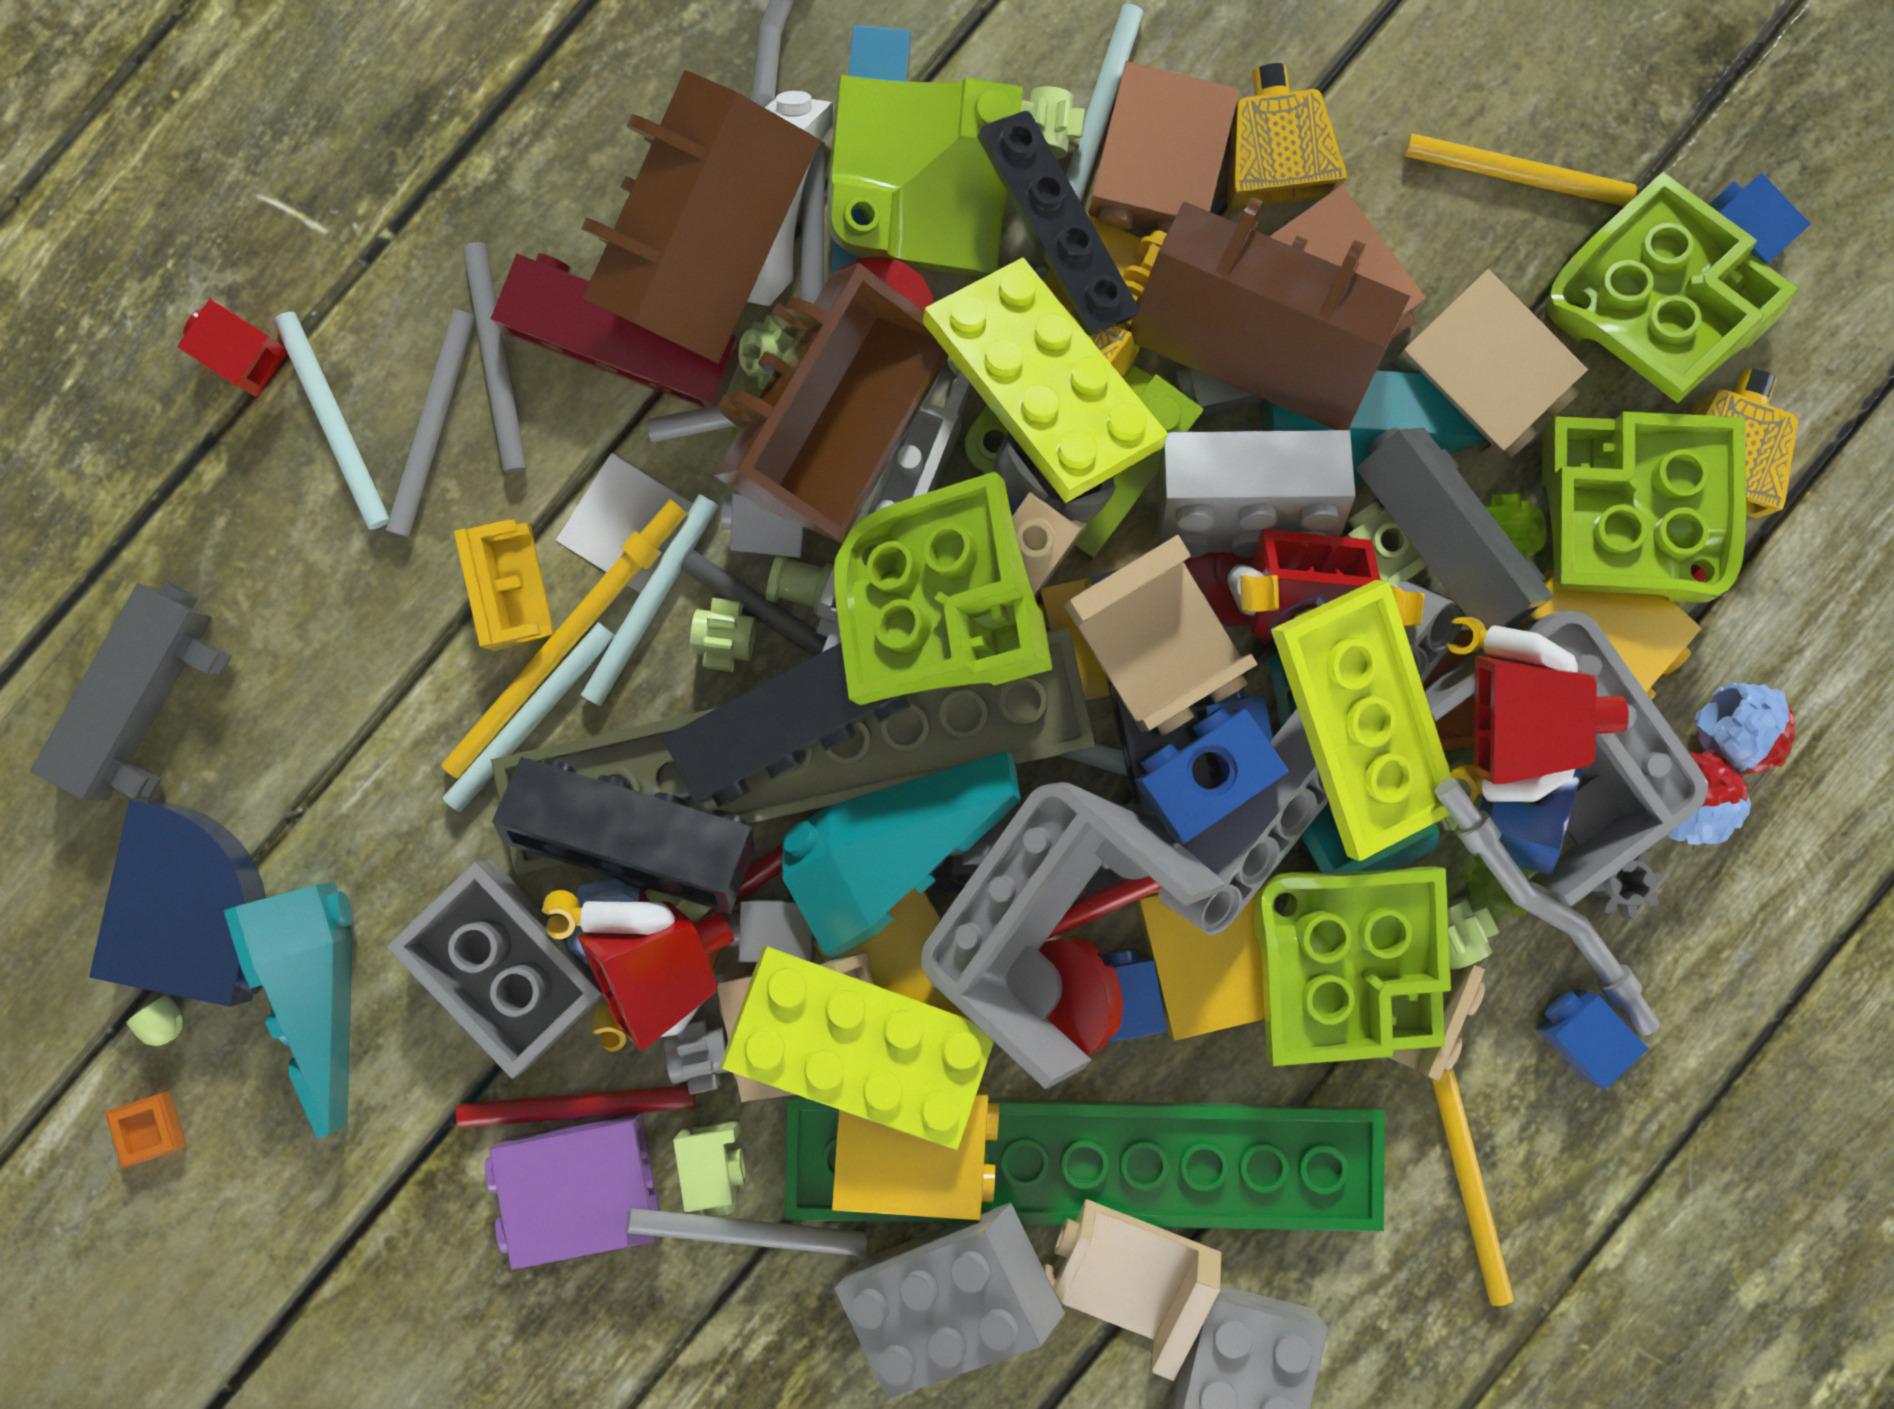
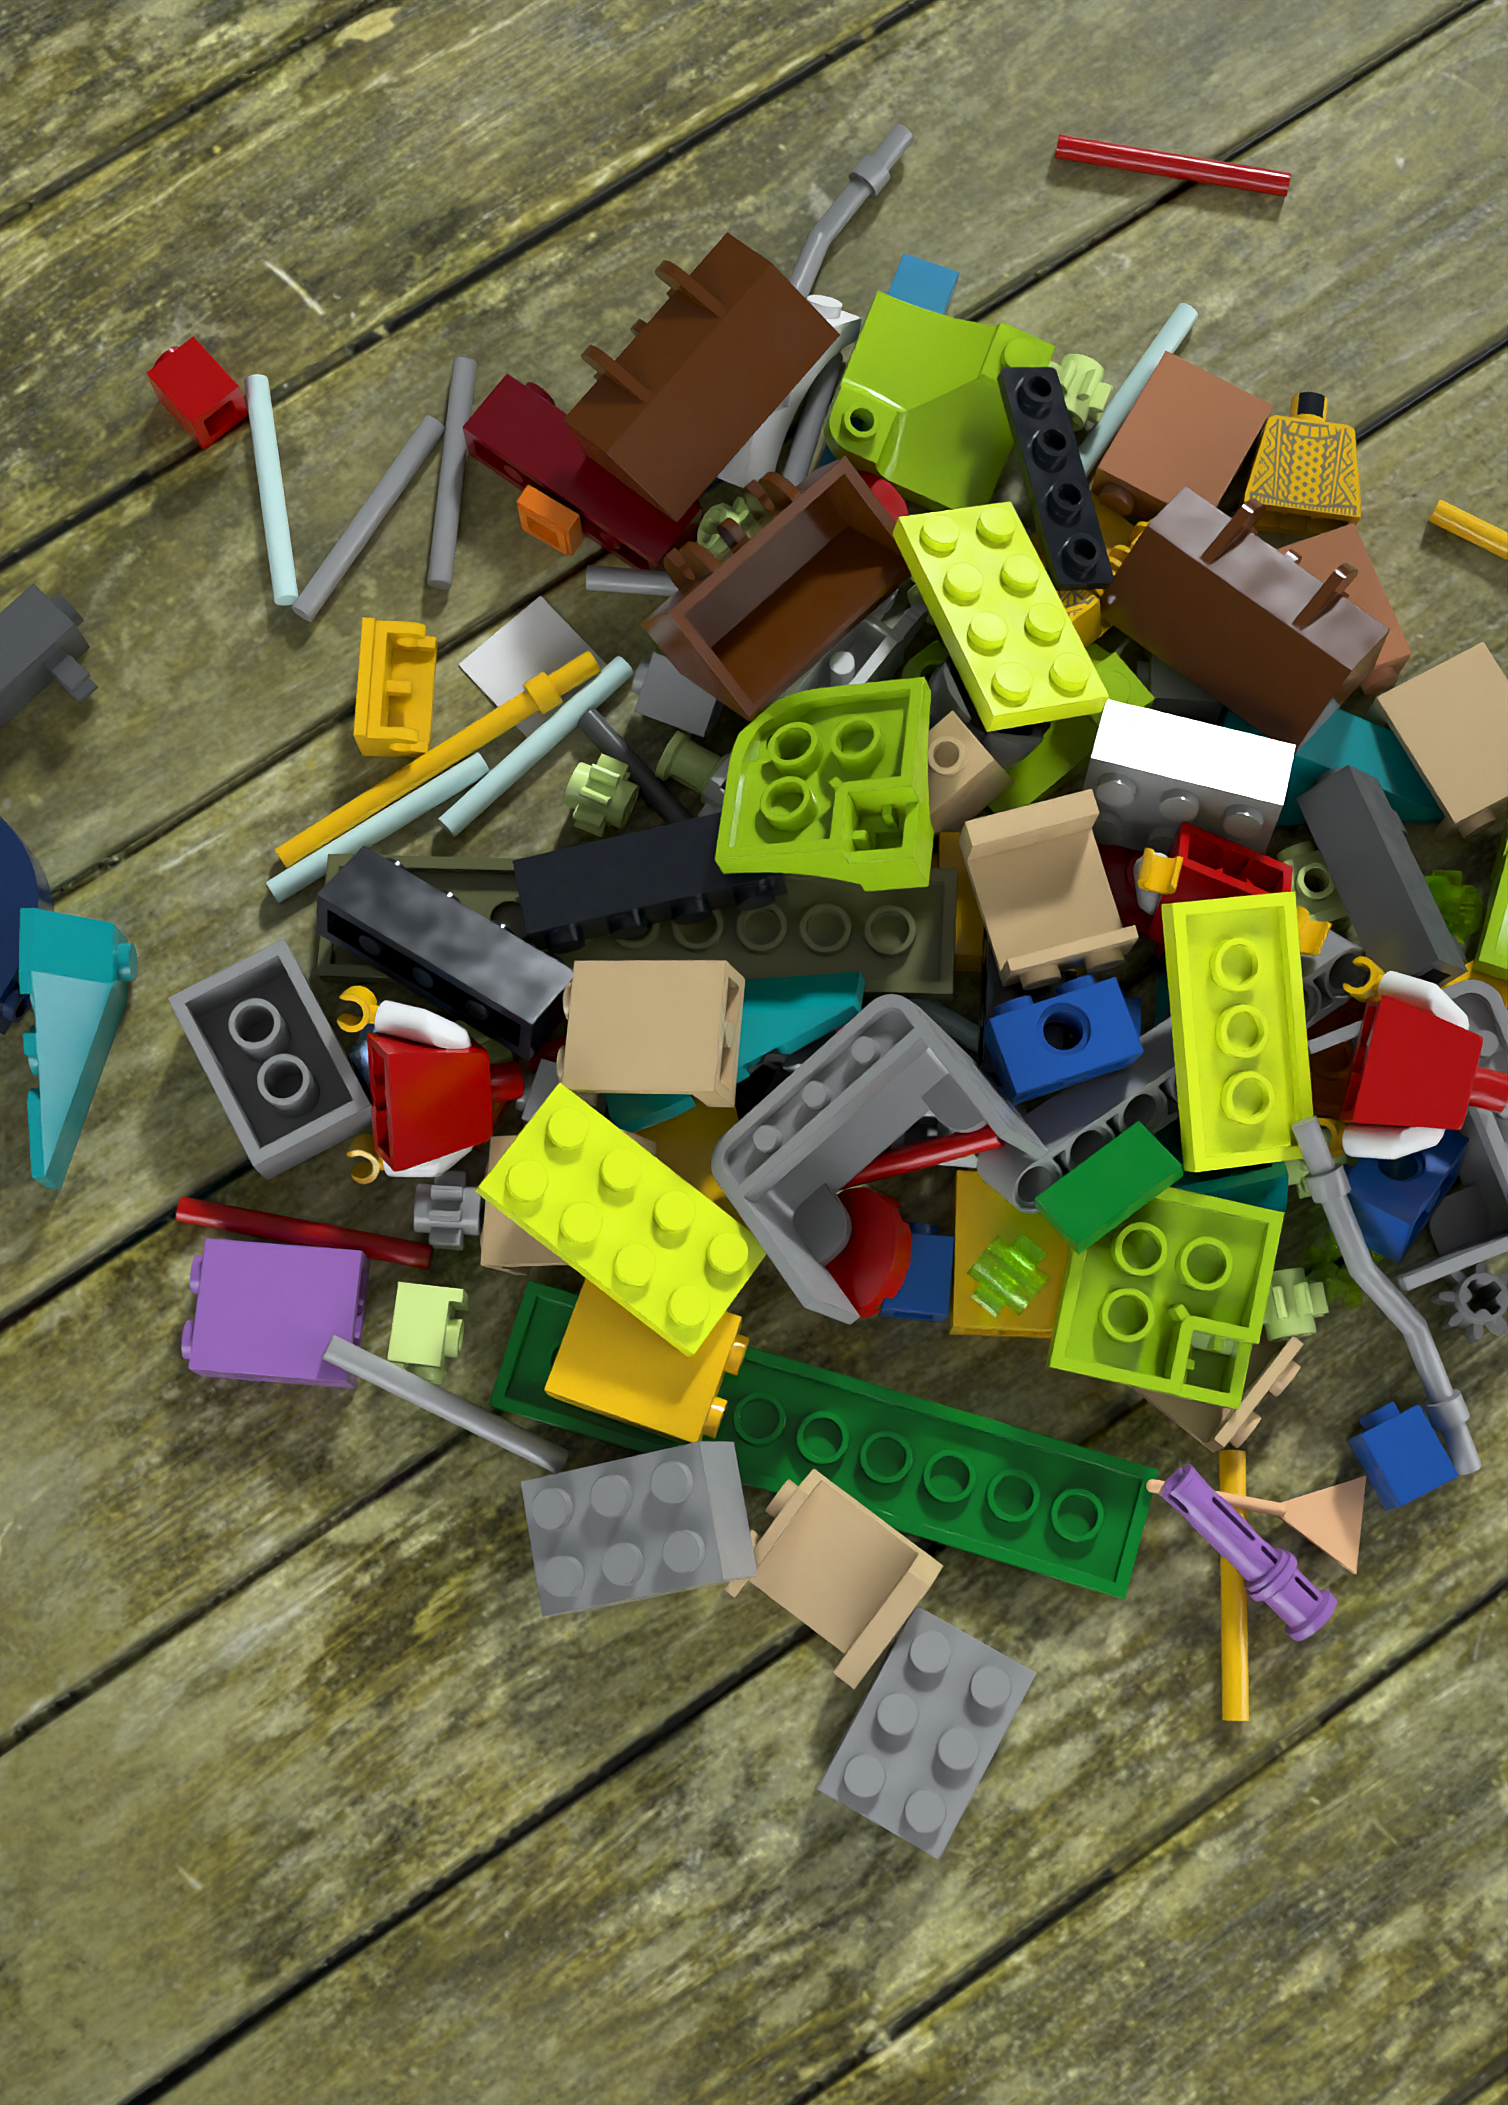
camera: 15 degrees right, 10 degrees down
(598, 383) = (549, 521): none -> orange tile
(836, 870) = (653, 1029): none -> tan panel
(1214, 991) = (1008, 1275): none -> clear neon green gear
(1285, 893) = (1109, 1187): none -> green tile
(1501, 1173) = (1267, 1571): none -> medium lavender pin
(1535, 1105) = (1324, 1517): none -> light nougat piece

